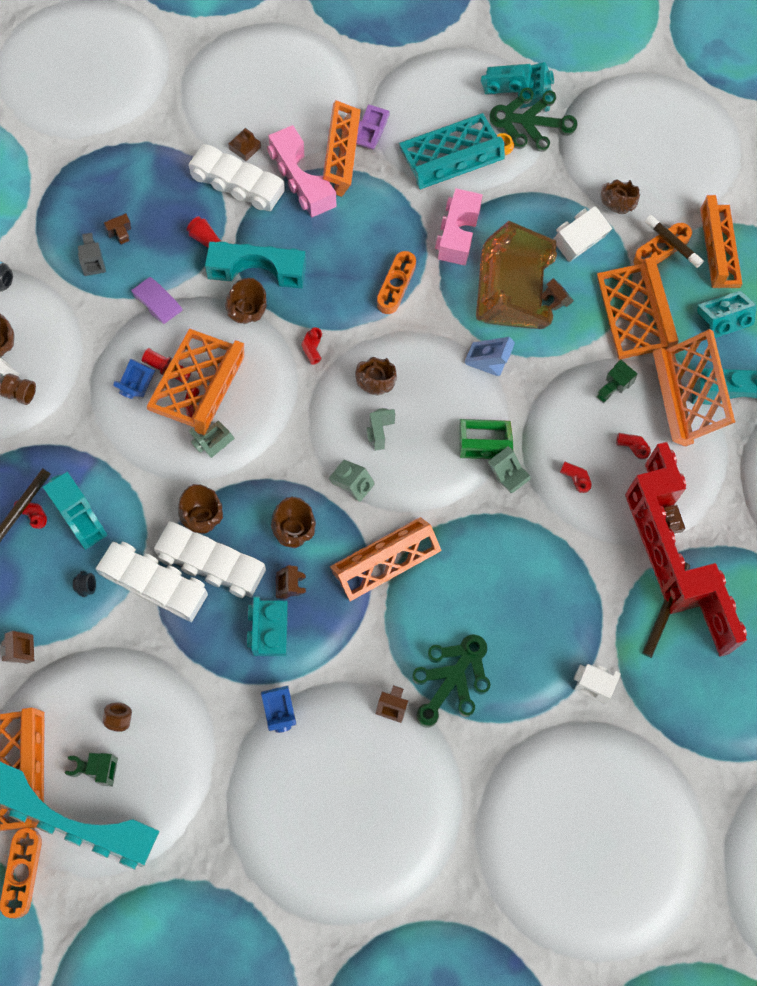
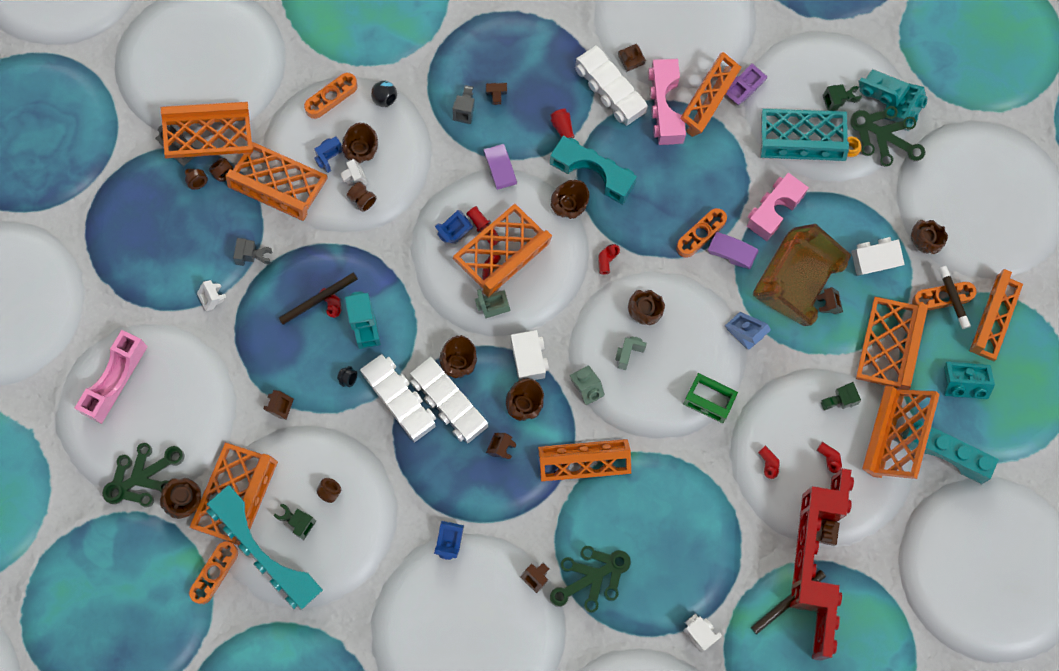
camera: 25 degrees right, 5 degrees up
(269, 627) = (470, 473): teal bracket -> none
(275, 475) = (528, 355): none -> white brick
(439, 284) = (735, 250): none -> medium lavender slope
(465, 103) = (836, 96): none -> dark green piece
(508, 470) = (715, 433): sand green bracket -> none

